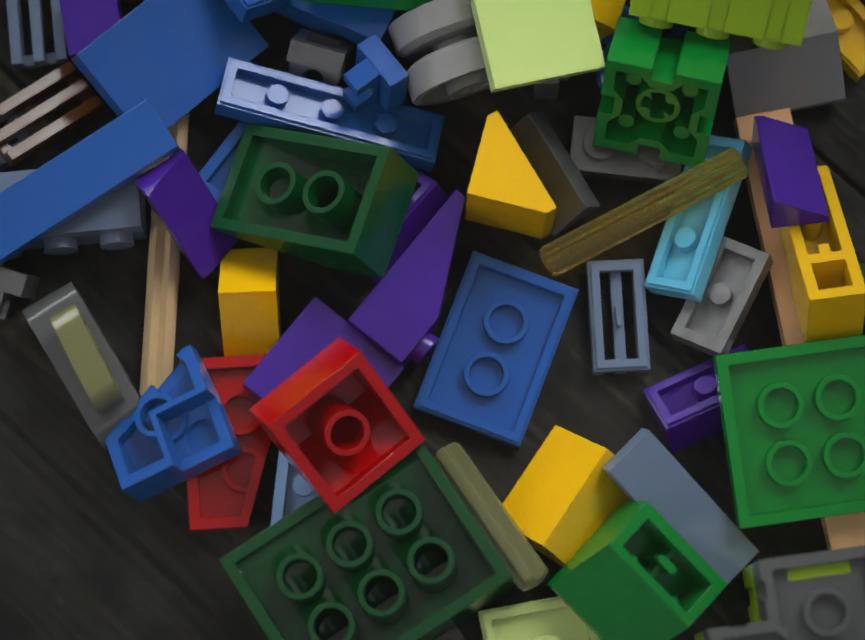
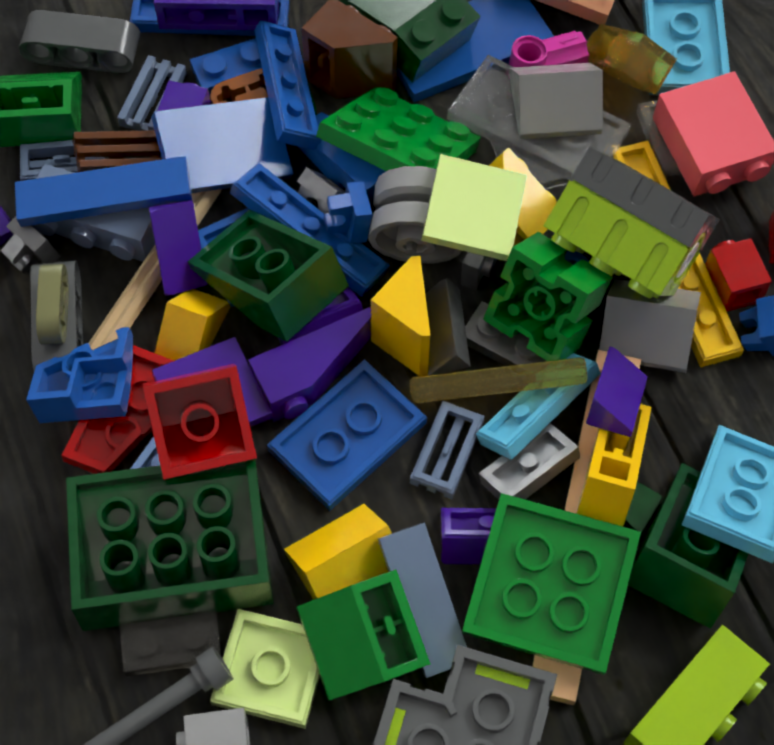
camera: 25 degrees right, 15 degrees down
(492, 517) = (280, 542): olive axle -> none

